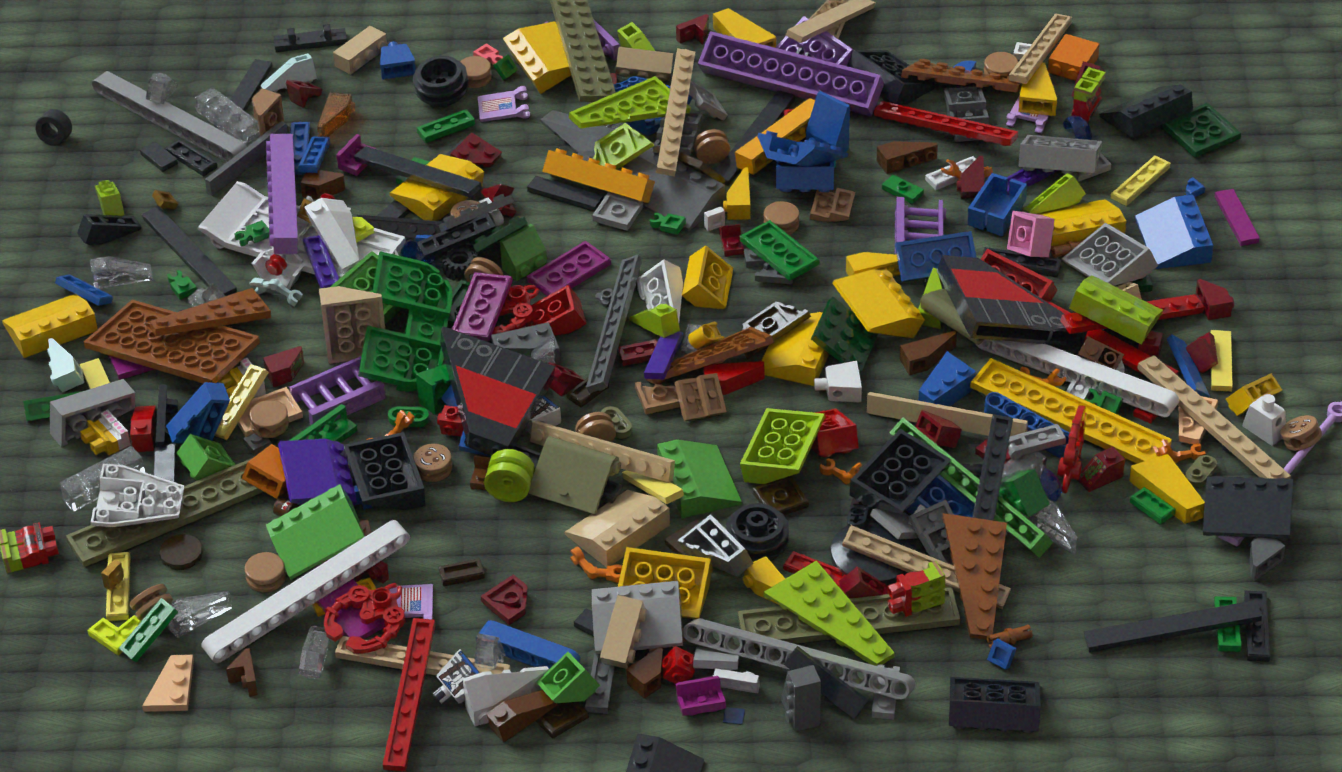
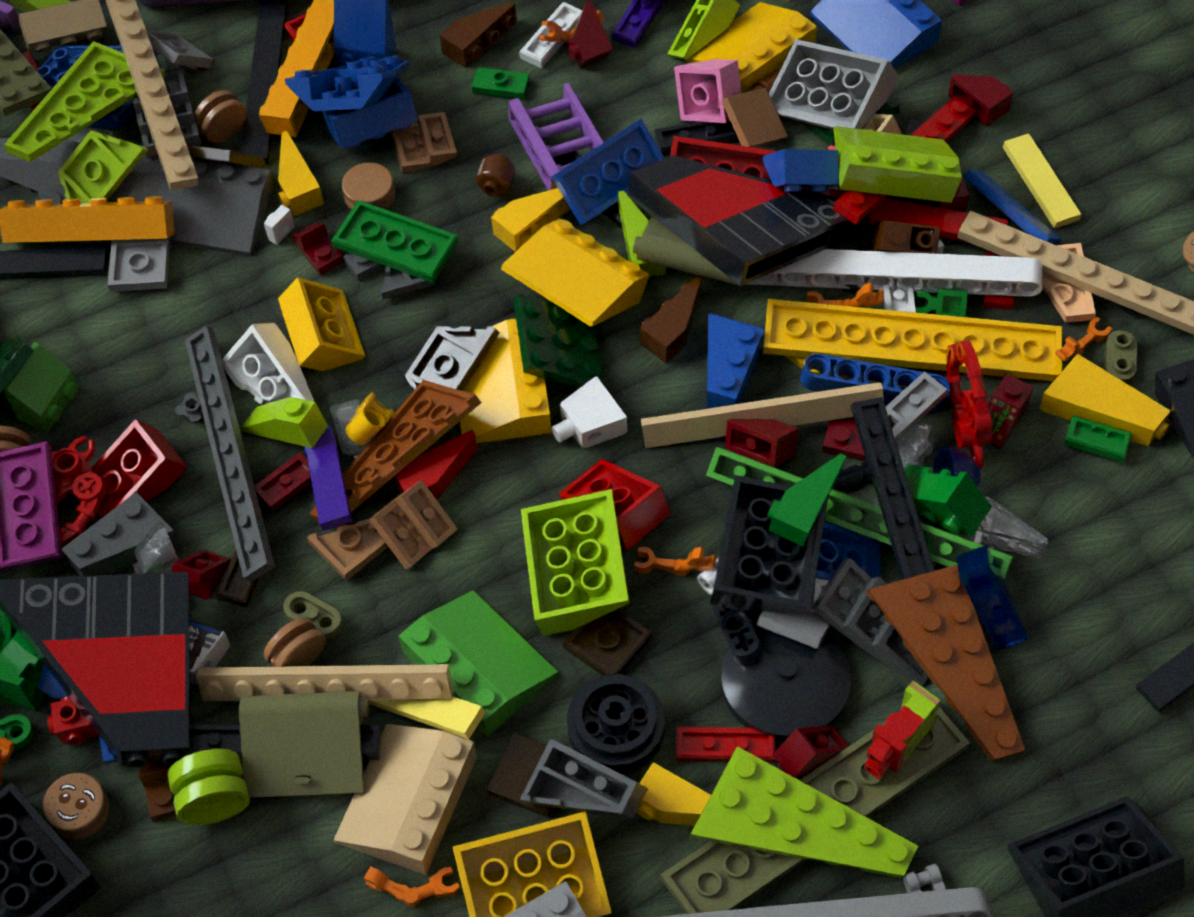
camera: 25 degrees left, 15 degrees up
(569, 268) = (116, 384): magenta tile -> none
(669, 224) = (221, 255): green plate -> none
(865, 236) = (495, 174): none -> reddish brown head
(905, 558) = (843, 677): tan tile -> none
(932, 453) = (803, 502): none -> green slope
(993, 206) = (639, 67): blue piece -> none
(1001, 654) = (1057, 775): blue tile -> none
(1011, 635) = (1047, 739): dark orange pin -> none
(1019, 552) = (991, 597): none -> clear blue slope
(1050, 259) = (754, 118): none -> medium nougat tile
(1053, 290) = (803, 169): none -> blue slope
(1203, 352) = (1019, 178): dark red slope -> none
(1246, 395) = (1118, 218): yellow slope -> none
(1265, 419) = (1157, 248): white torso -> none

